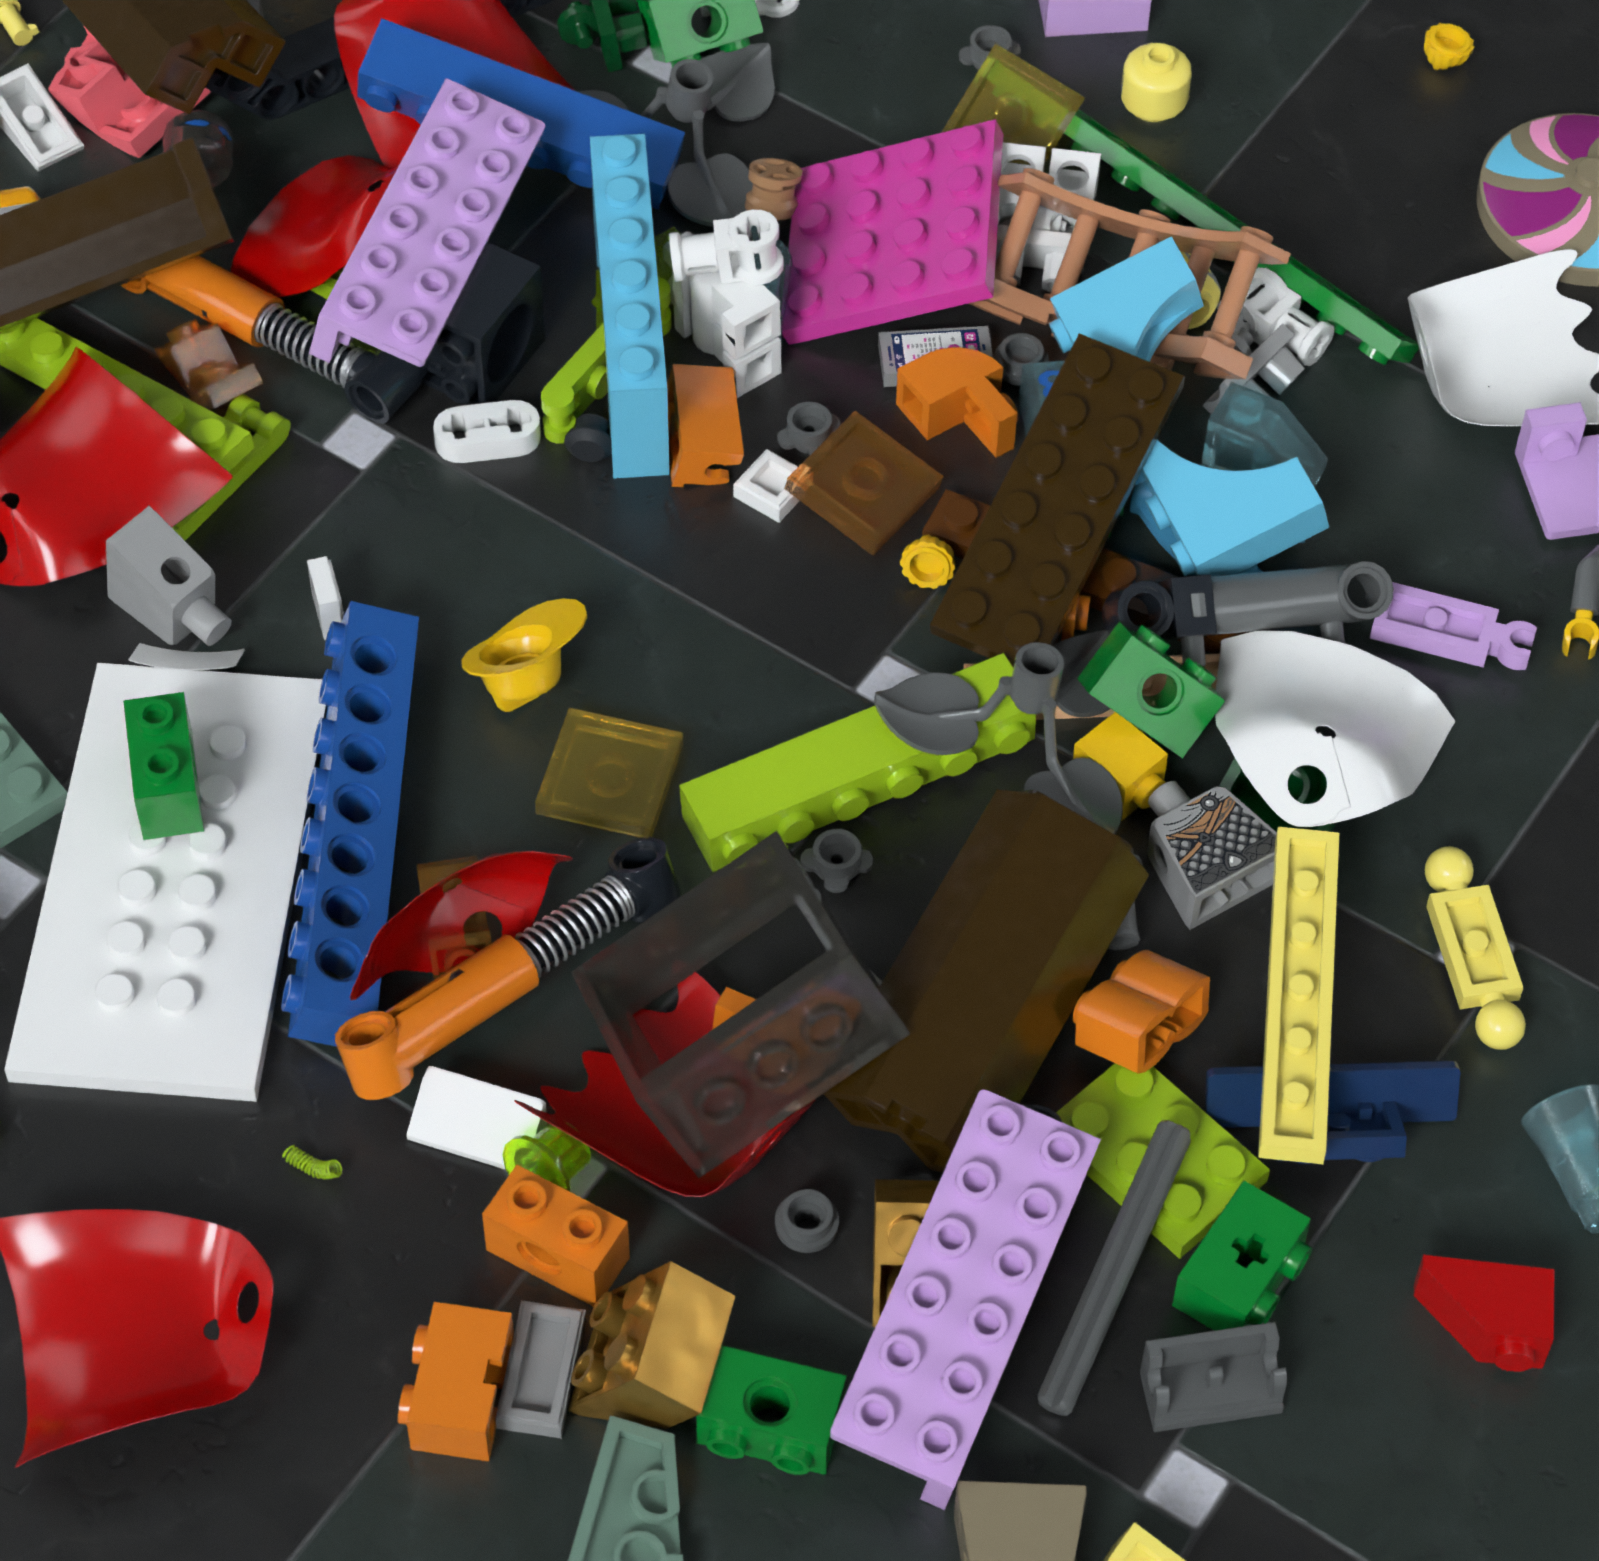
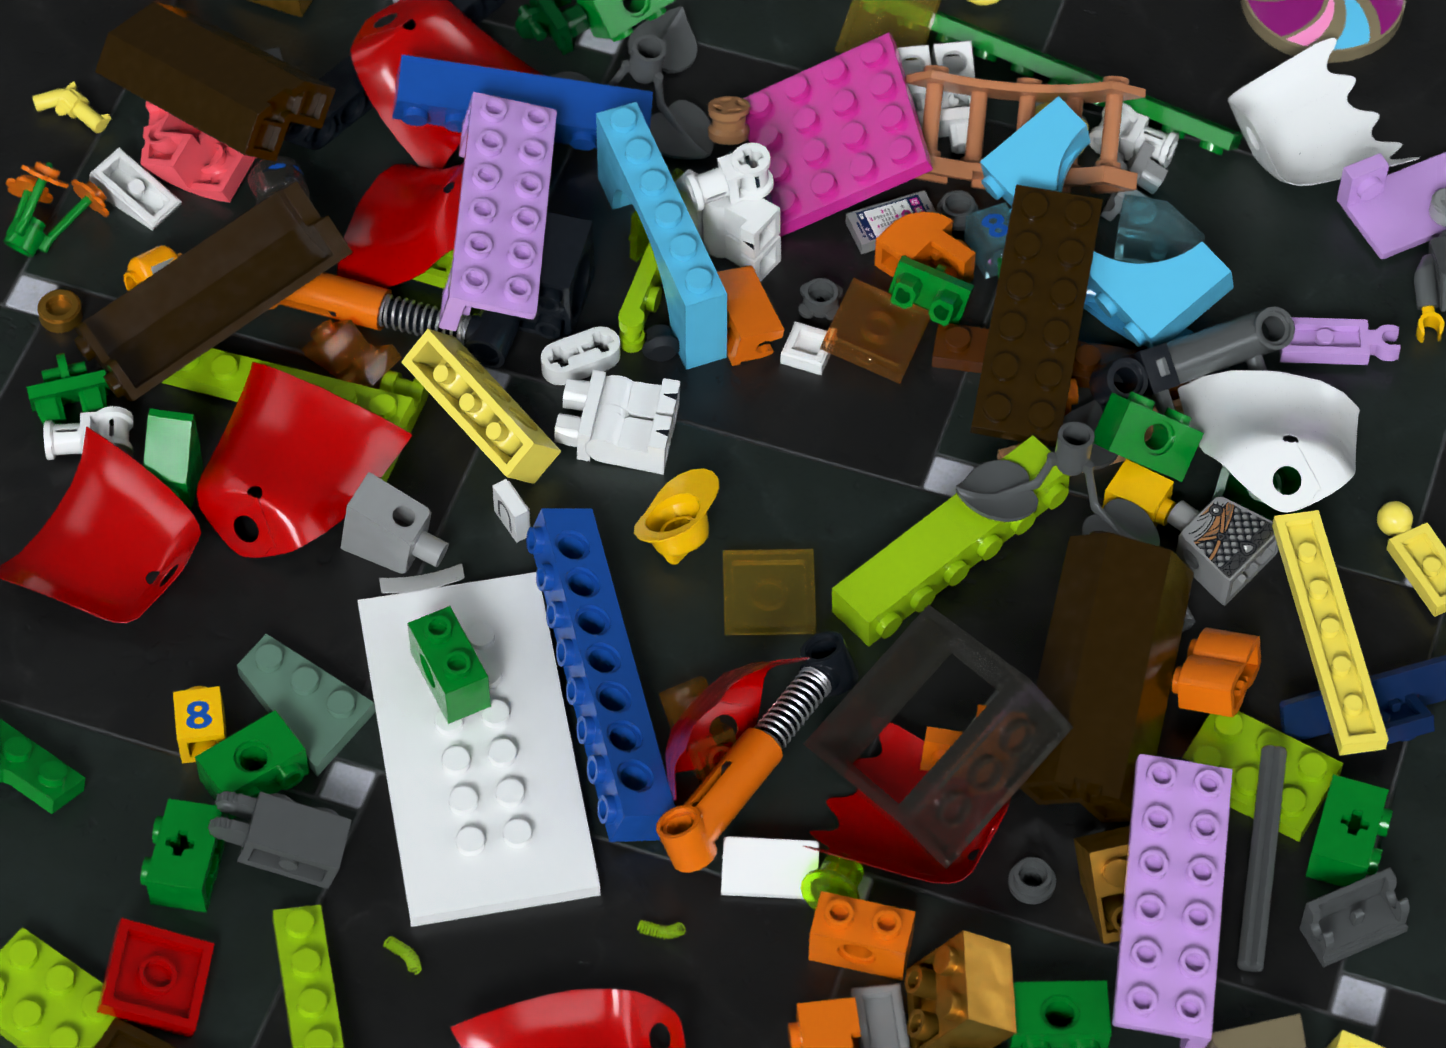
camera: 15 degrees left, 0 degrees up
(334, 463) = (481, 406): none -> light yellow brick
(503, 520) = (620, 420): none -> white hips
(836, 845) = (965, 606): dark grey plate -> none
(928, 562) = (945, 379): yellow piece -> none
(946, 445) = (930, 289): none -> green hips

